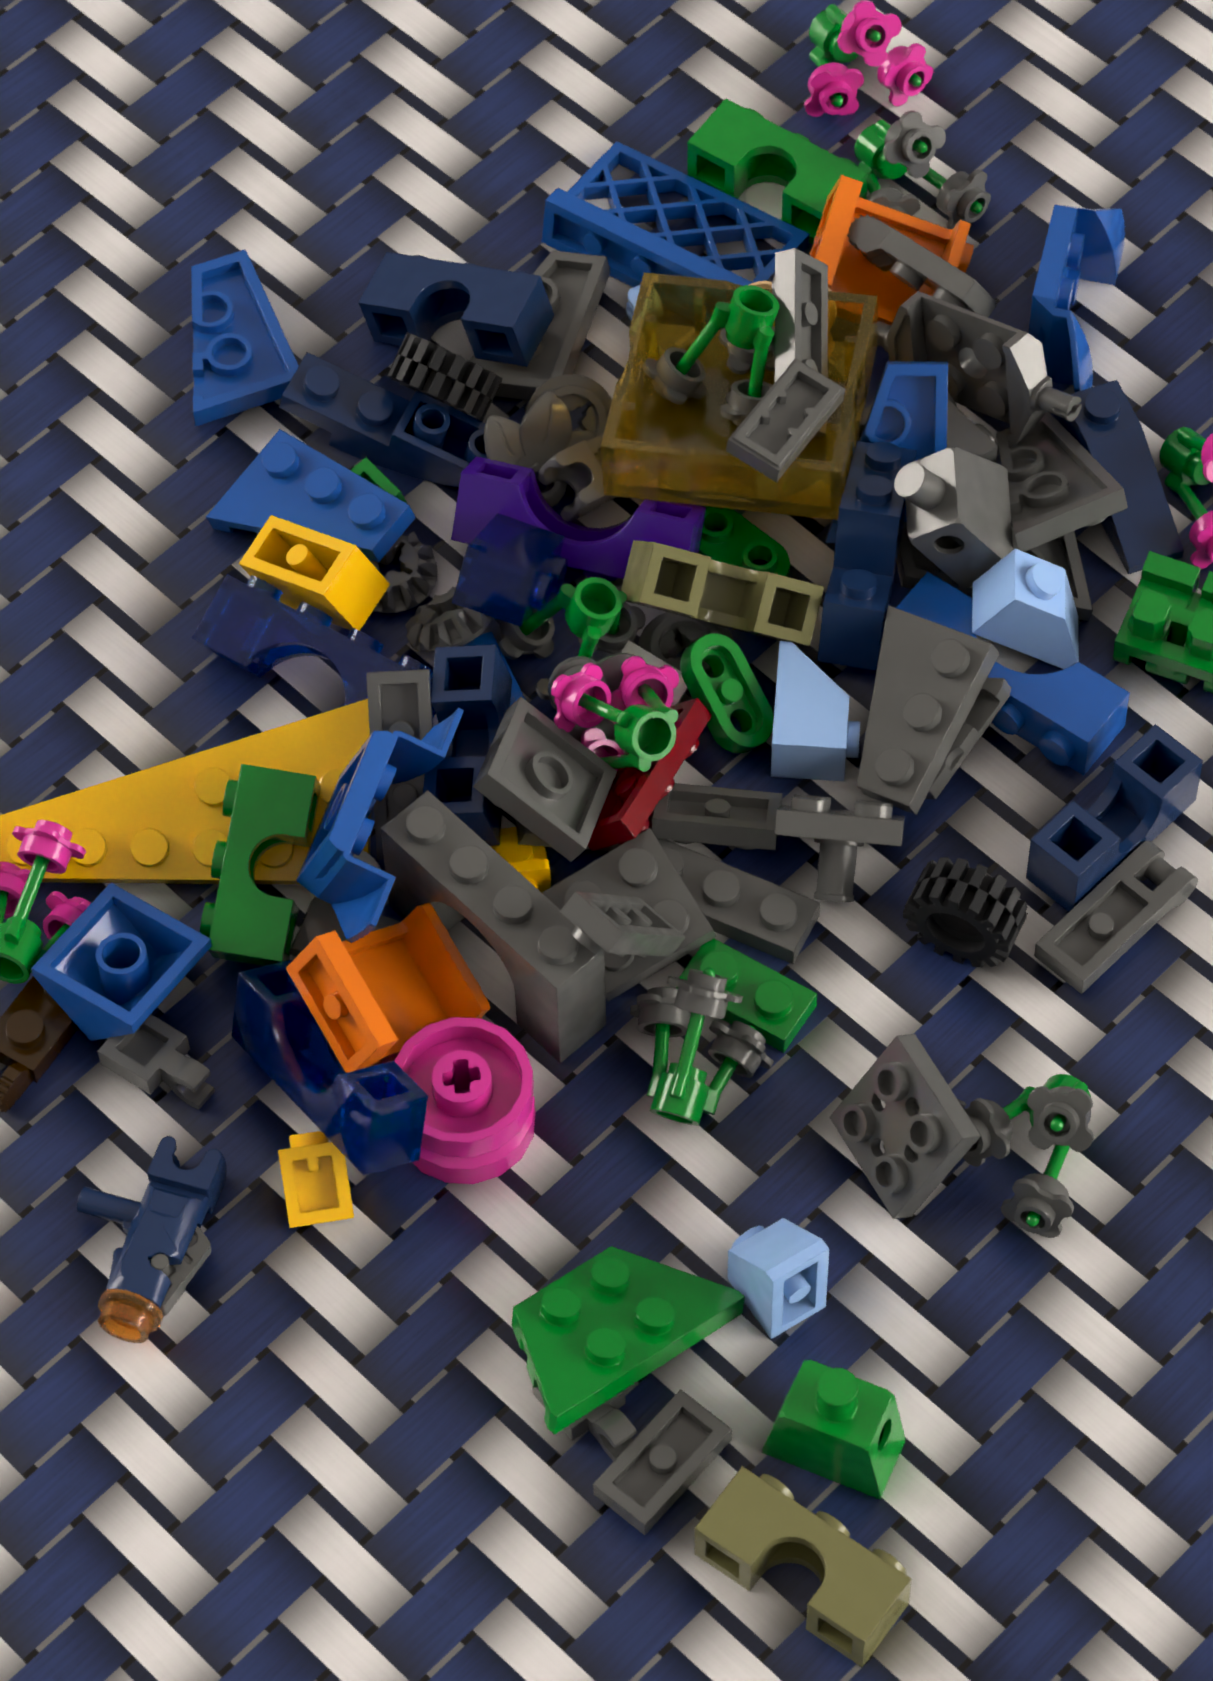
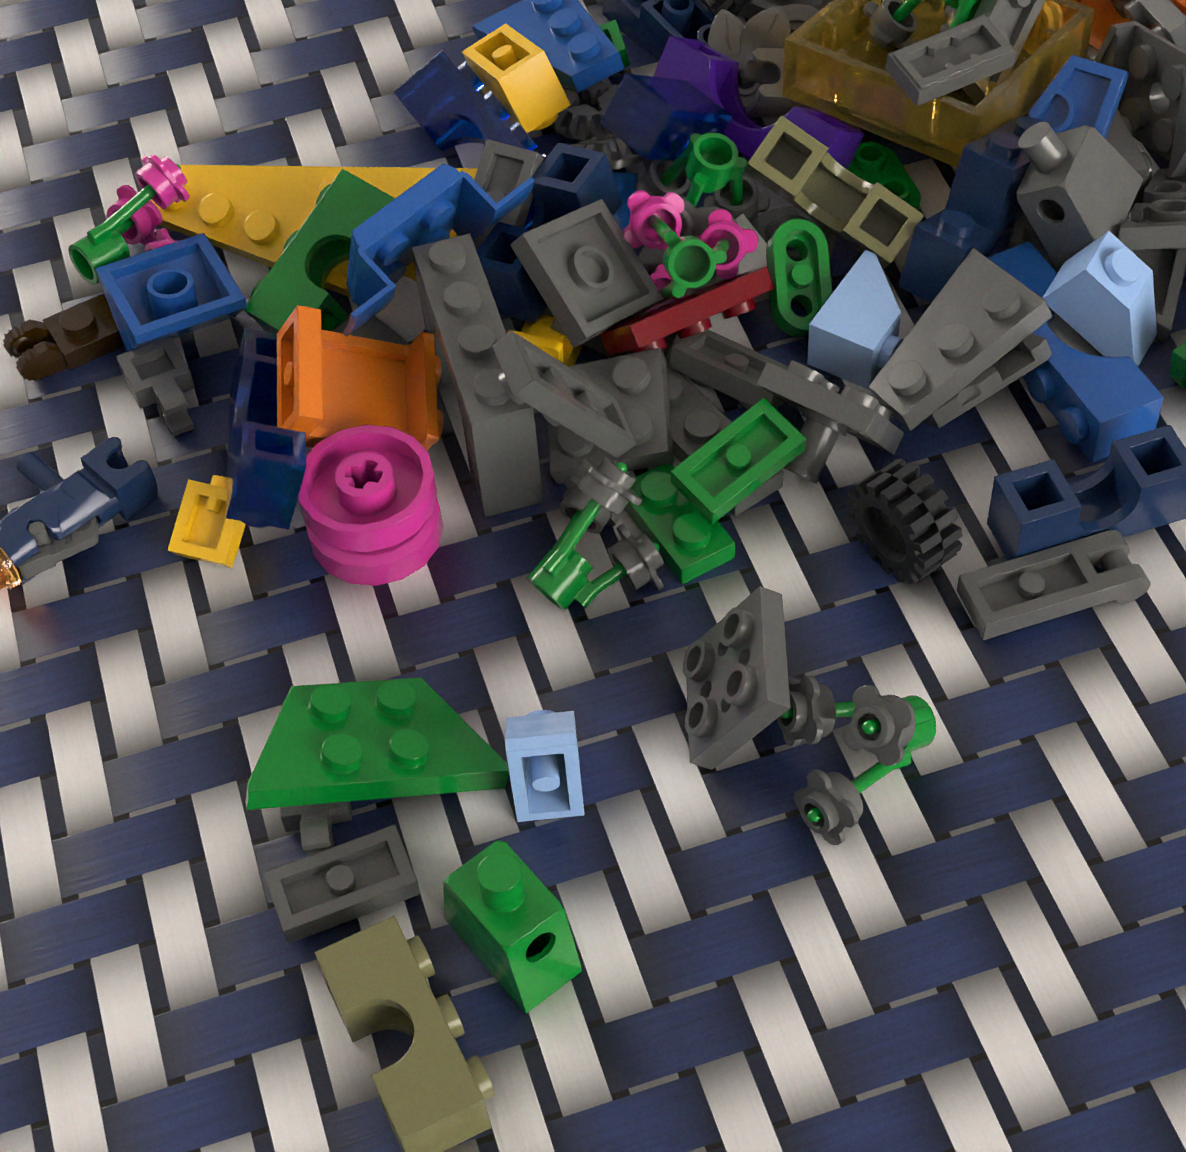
camera: 30 degrees right, 5 degrees down
(786, 914) = (738, 460): none -> green plate

